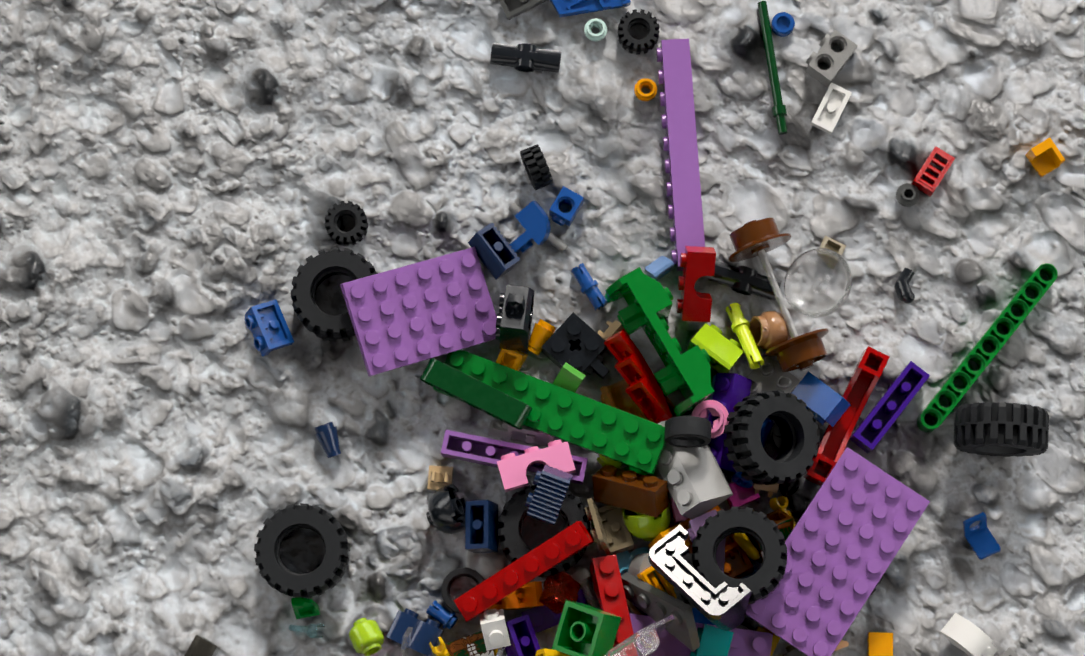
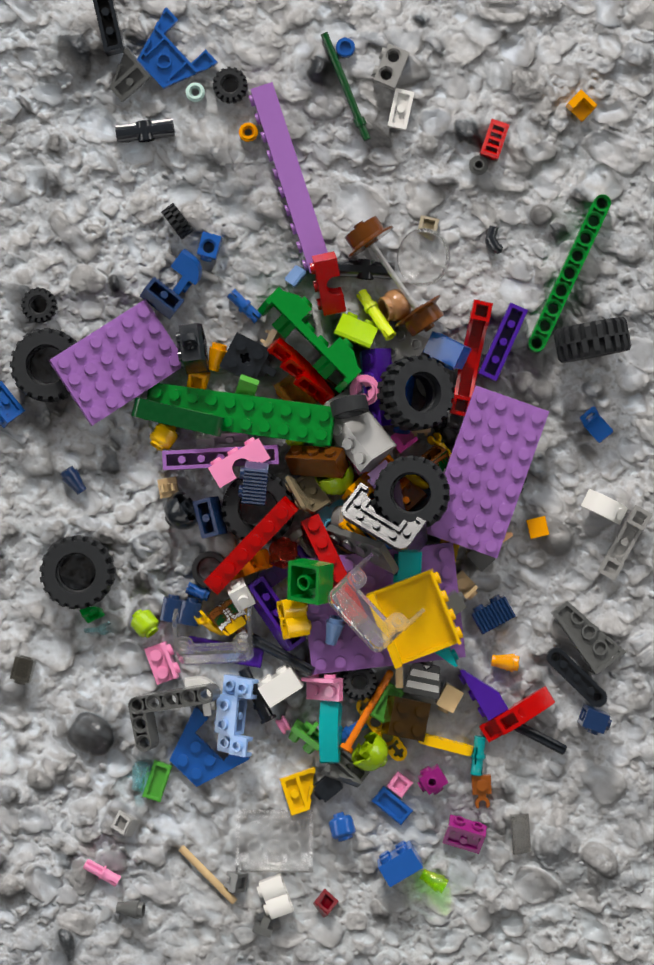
camera: 15 degrees left, 10 degrees up
(451, 414) = (163, 436): none -> yellow head

